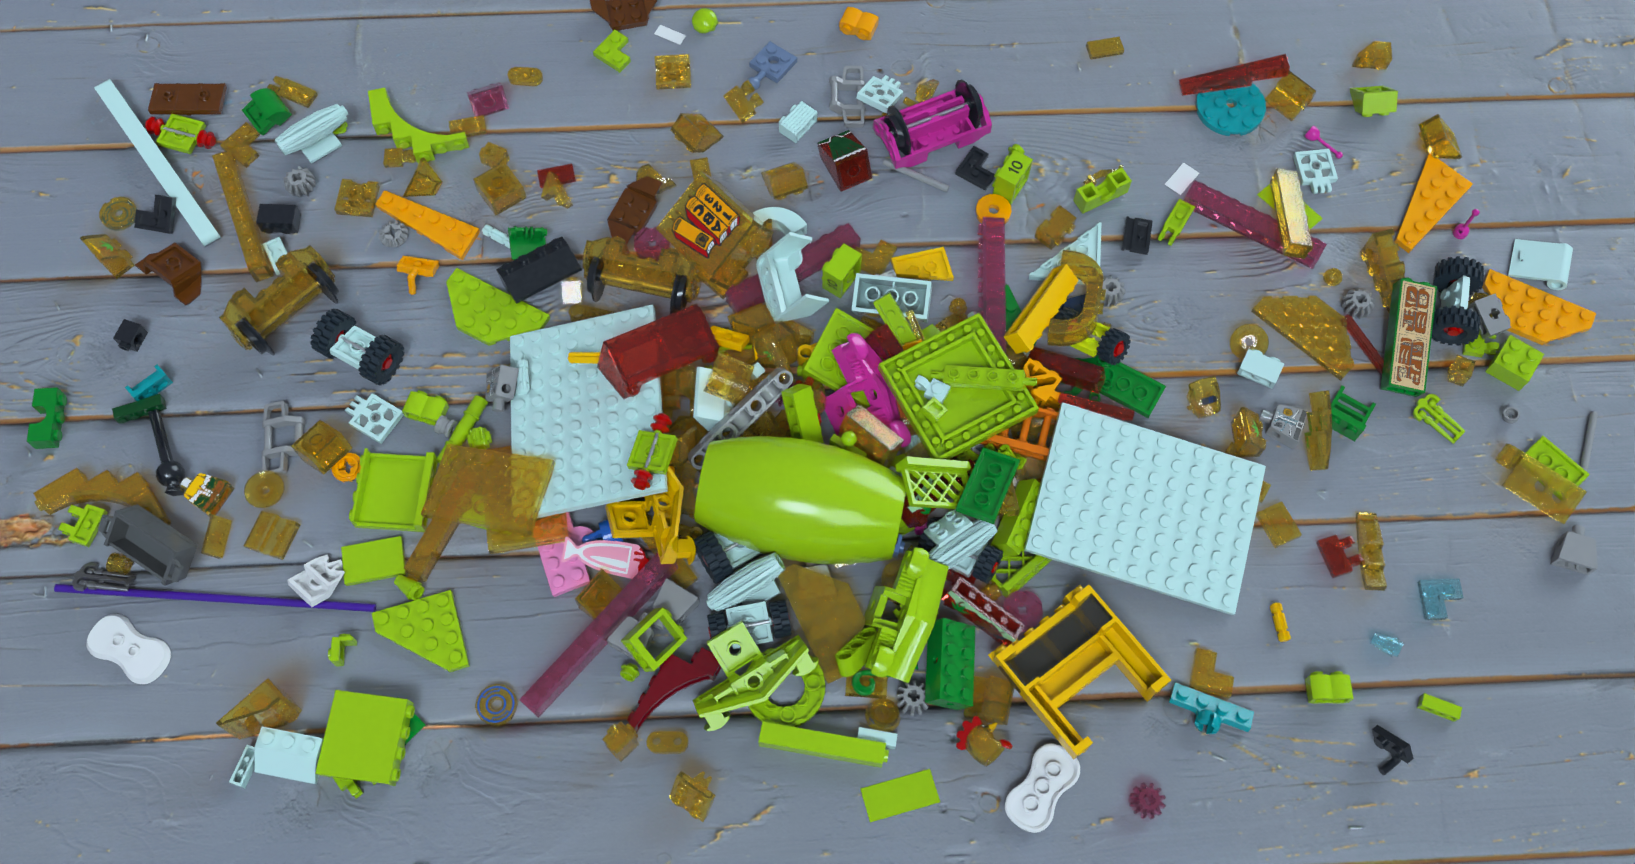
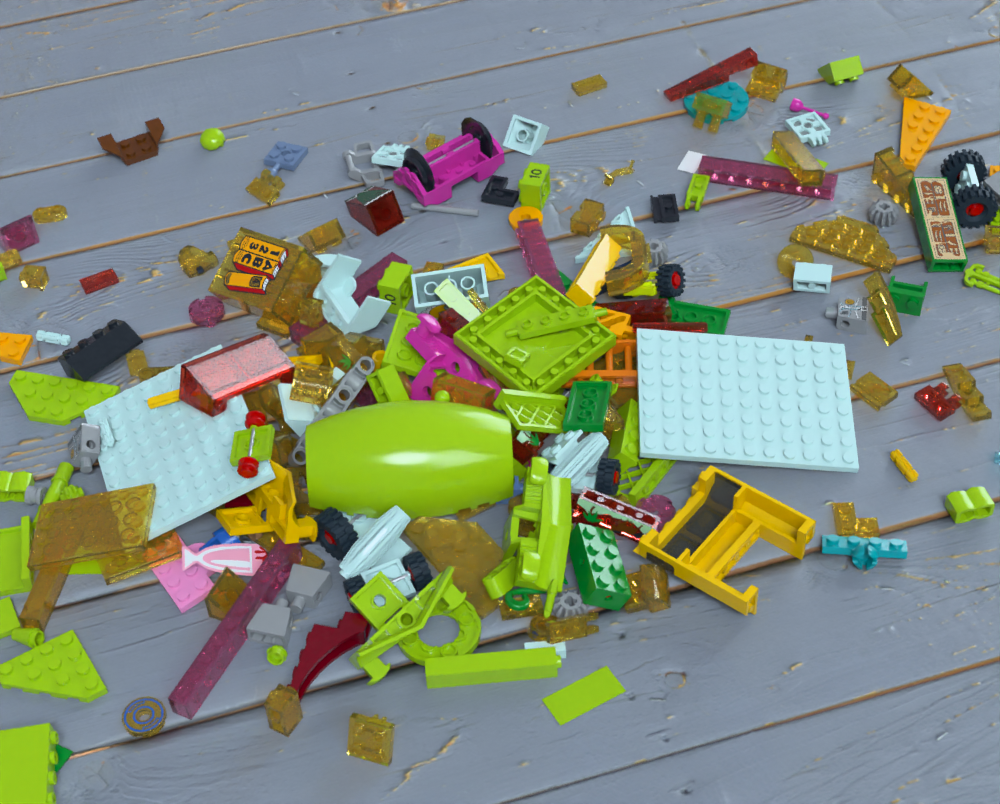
camera: 10 degrees left, 20 degrees down
(499, 188) = (45, 298): clear yellow brick -> none
(525, 240) = (76, 330): green hinge -> none
(554, 188) = (99, 288): clear yellow slope -> none
(610, 52) = (129, 179): lime plate -> none
(611, 264) = (199, 325): clear yellow piece -> none
(634, 208) = (183, 284): reddish brown piece -> none
(638, 650) = (276, 618): lime window -> none
(667, 742) = (332, 706): clear yellow plate -> none
(670, 34) = (182, 157): white sticker -> none
(672, 68) = (192, 181): clear yellow brick -> none
(695, 132) = (225, 219): clear yellow slope -> none
(750, 288) = (310, 312): none -> clear yellow brick
(797, 121) = (322, 192): light aqua brick -> none
(858, 23) = (357, 111): light orange brick -> none
(898, 683) = (551, 594): none -> lime piece
(907, 725) = (570, 628): none -> clear yellow hinge
(934, 389) = (512, 340): light aqua plate -> none
(980, 742) = (651, 625): clear yellow piece -> none
(1021, 101) = (525, 135): none -> light aqua slope
(1034, 800) = (720, 660): white plate -> none
(1113, 186) = (612, 188): lime arch -> none
(1140, 803) = (829, 635): clear pink gear -> none
(1204, 397) = (768, 307): clear yellow helmet -> none
(1223, 118) = (711, 105): none -> clear yellow brick
(1248, 433) = (818, 324): clear yellow slope -> none
(1336, 274) = (853, 200): clear yellow plate -> none
(1364, 344) = (901, 242): clear red axle -> none
(1374, 56) = (829, 41): clear yellow slope -> none
(1464, 227) = (954, 141): dark pink hinge -> none

